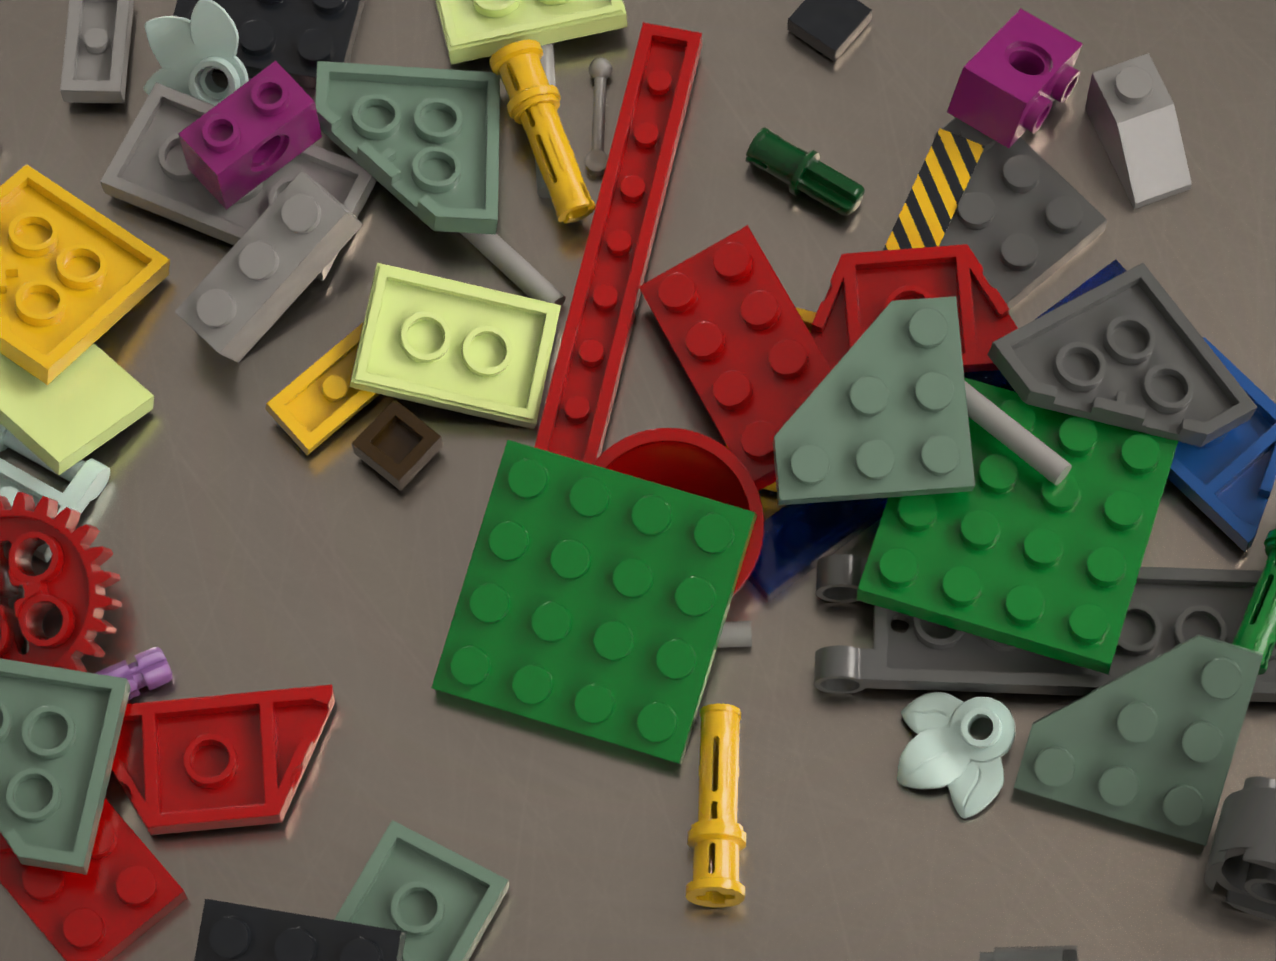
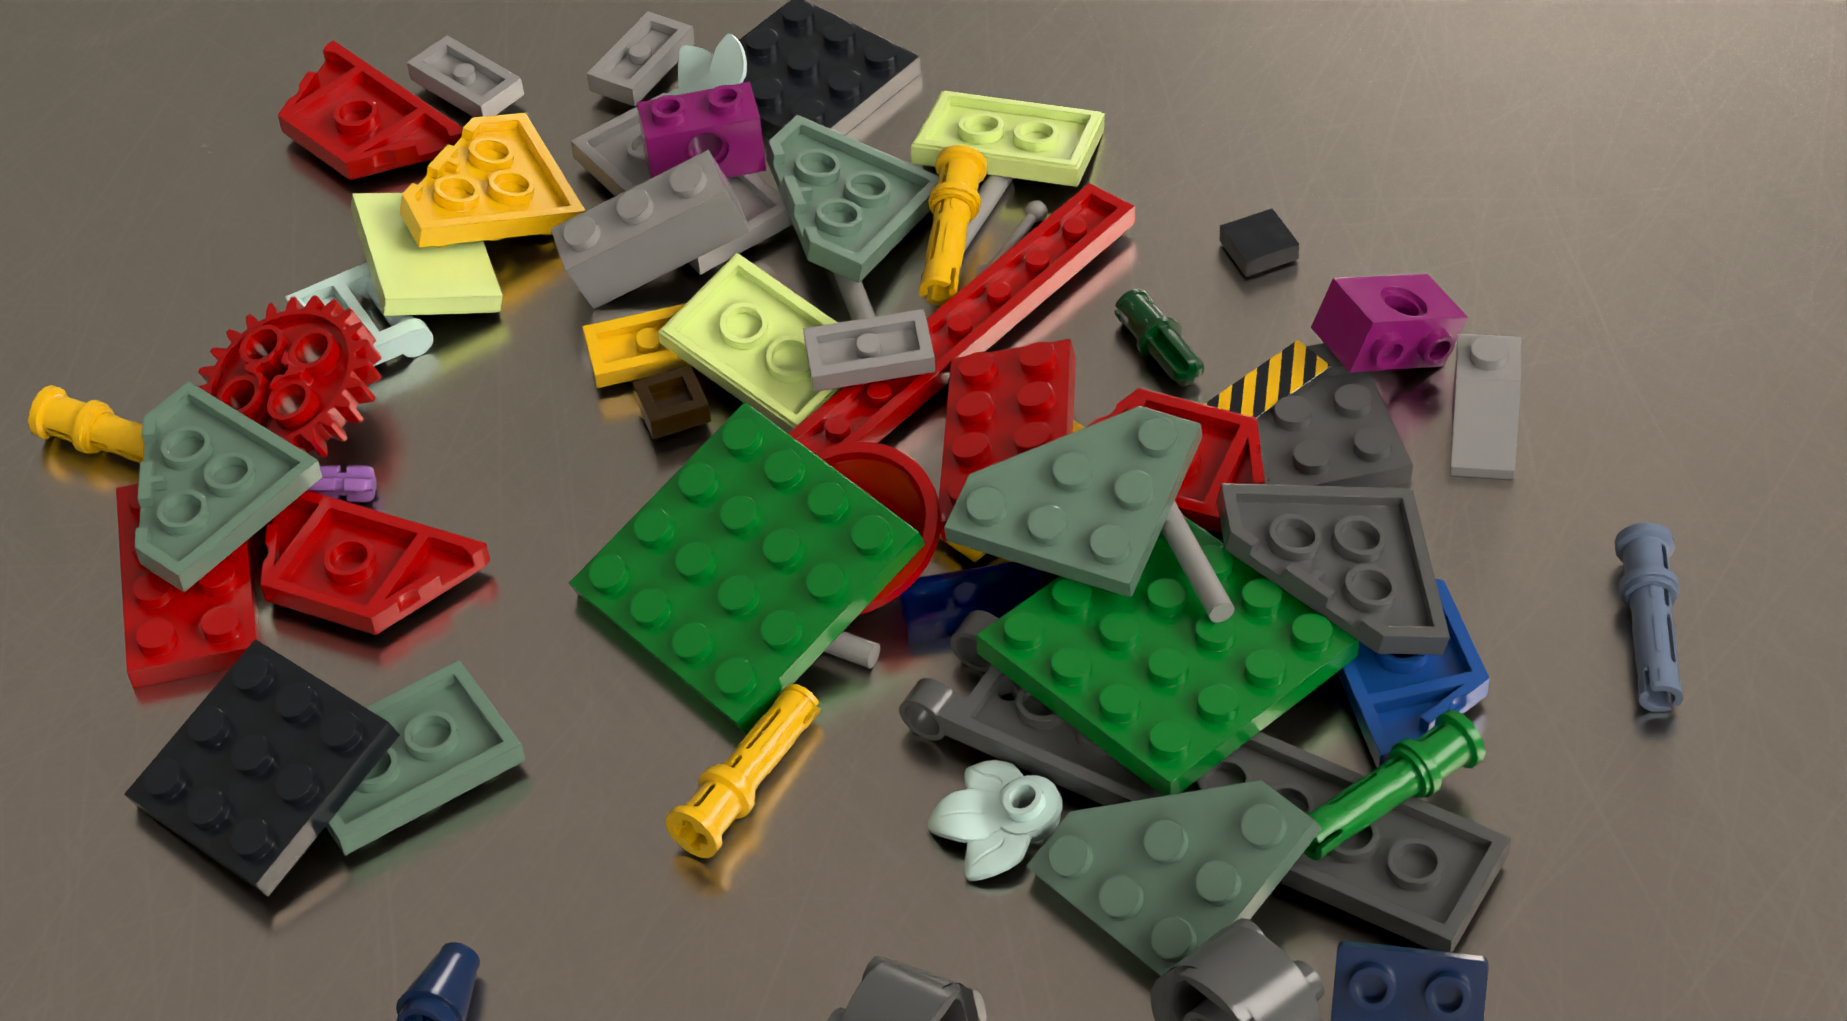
camera: 30 degrees right, 20 degrees down
(568, 318) = (869, 350): none -> light grey plate

